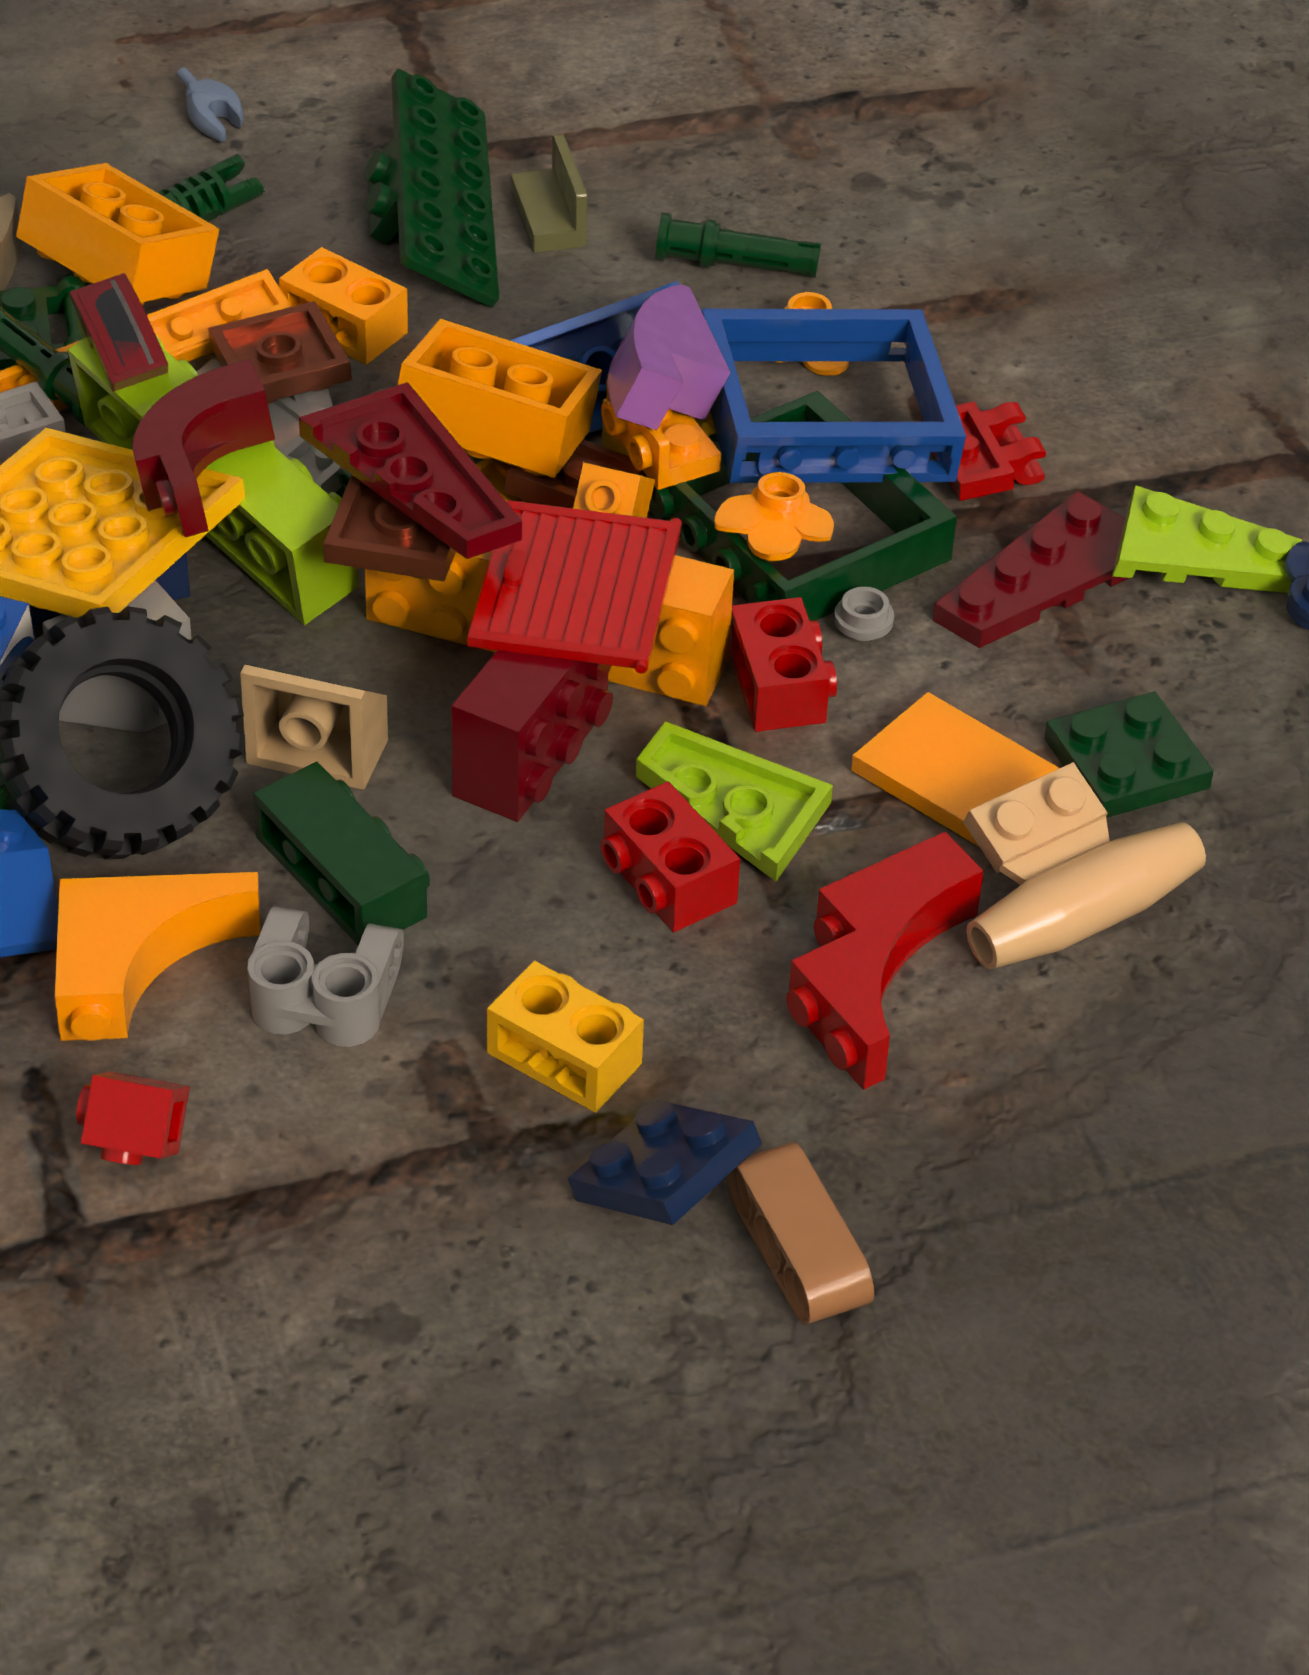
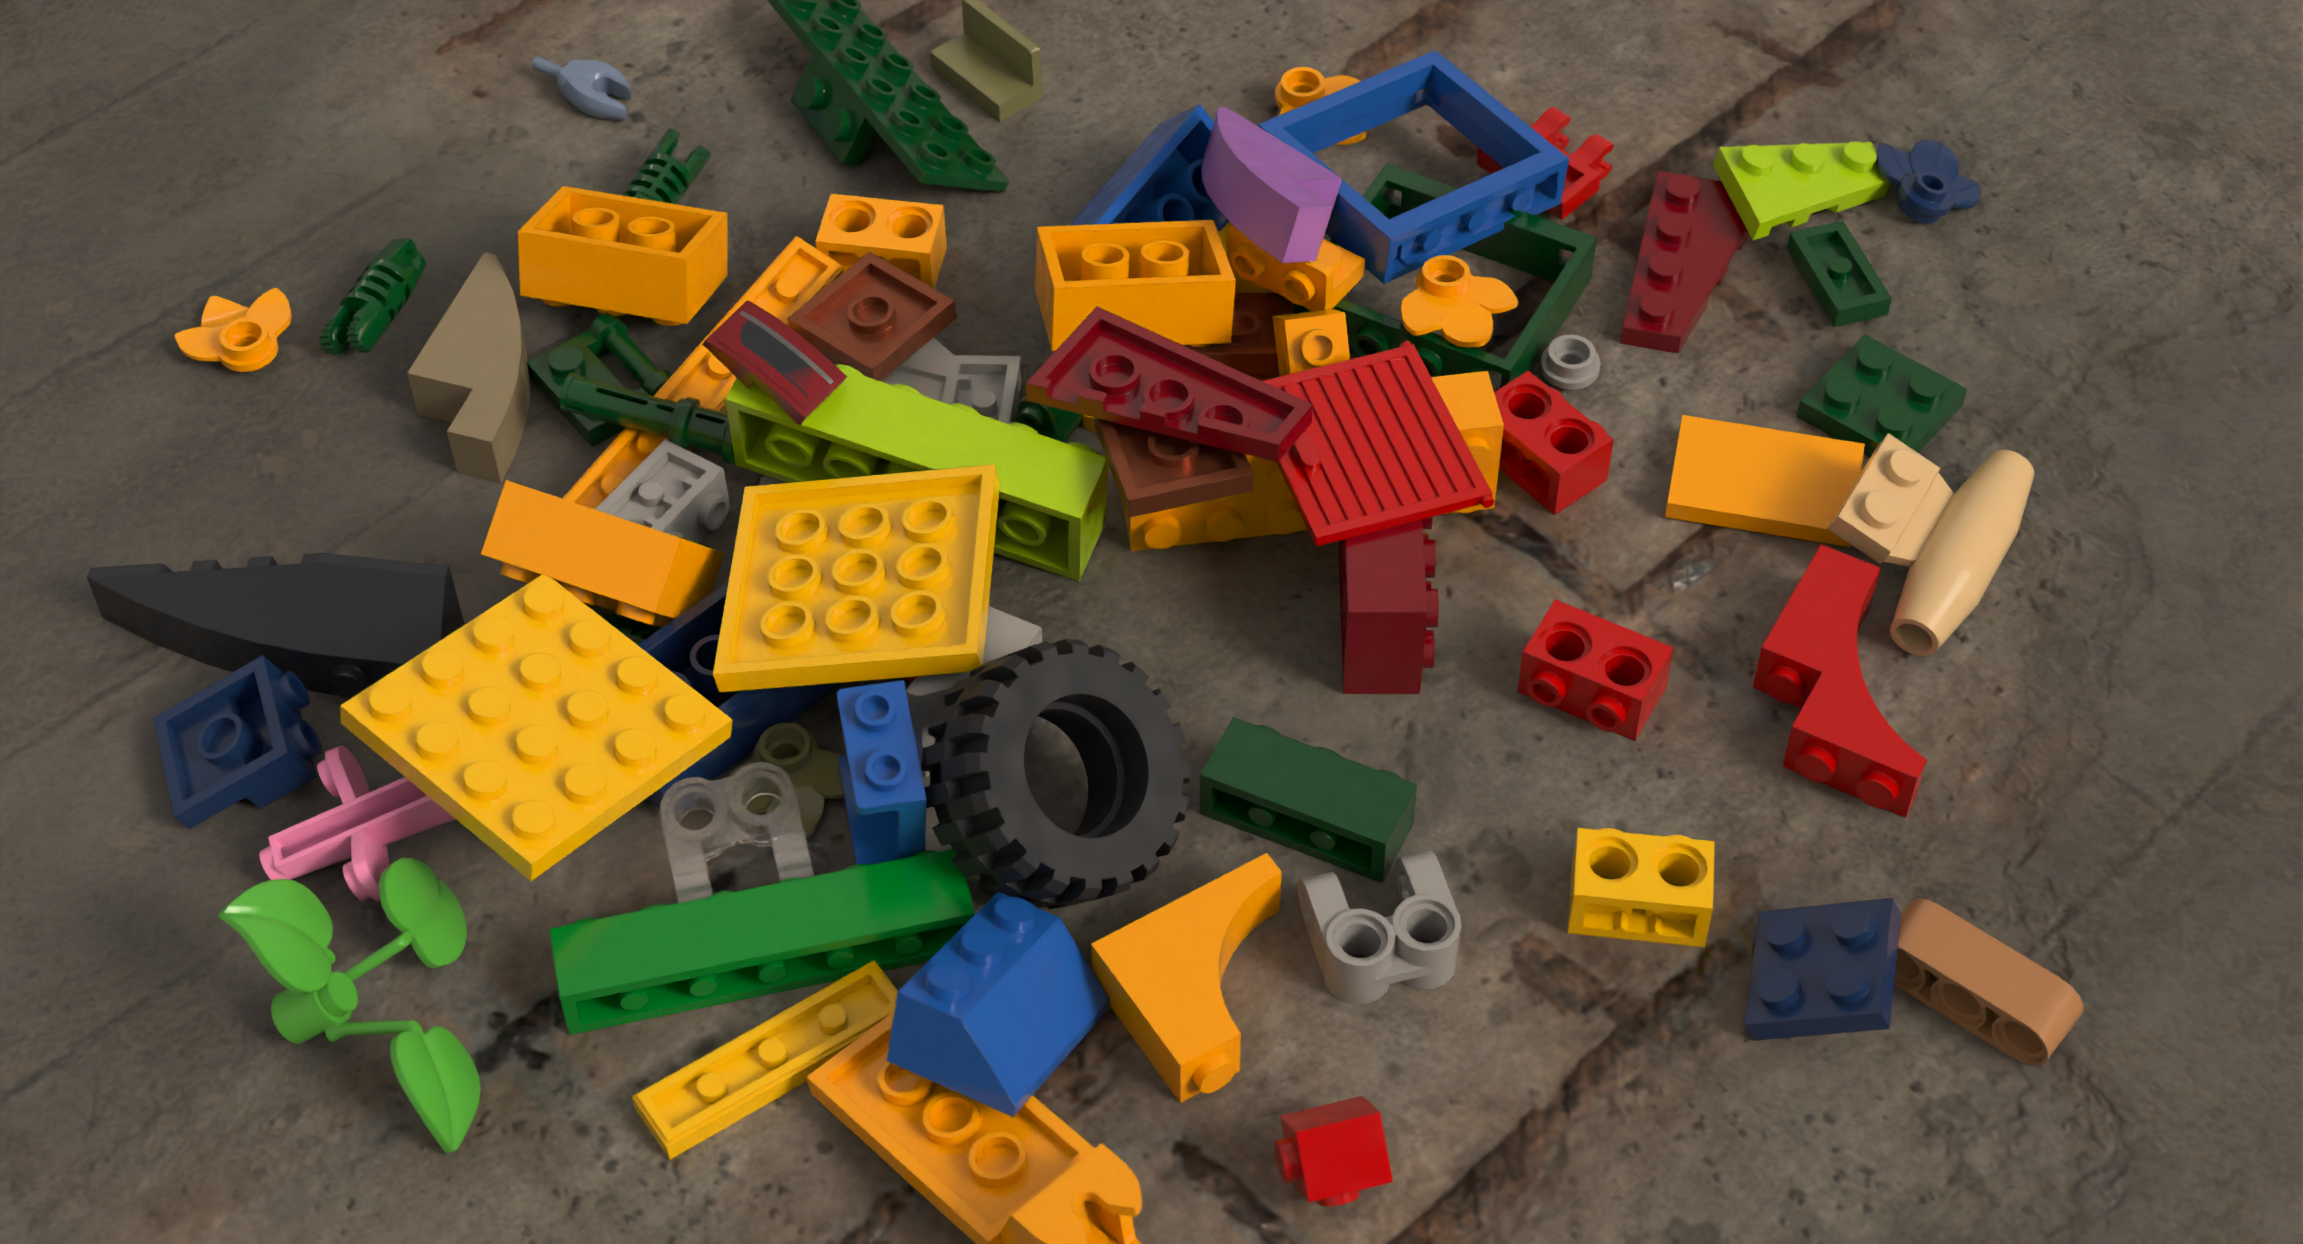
camera: 25 degrees left, 5 degrees up
(193, 429) = (924, 430): dark red arch -> none
(307, 720) = (1203, 674): tan slope -> none
(712, 244) = (1165, 53): dark green pin -> none
(746, 800) = (1618, 580): lime wing -> none
(1174, 634) = (1839, 273): none -> dark green plate

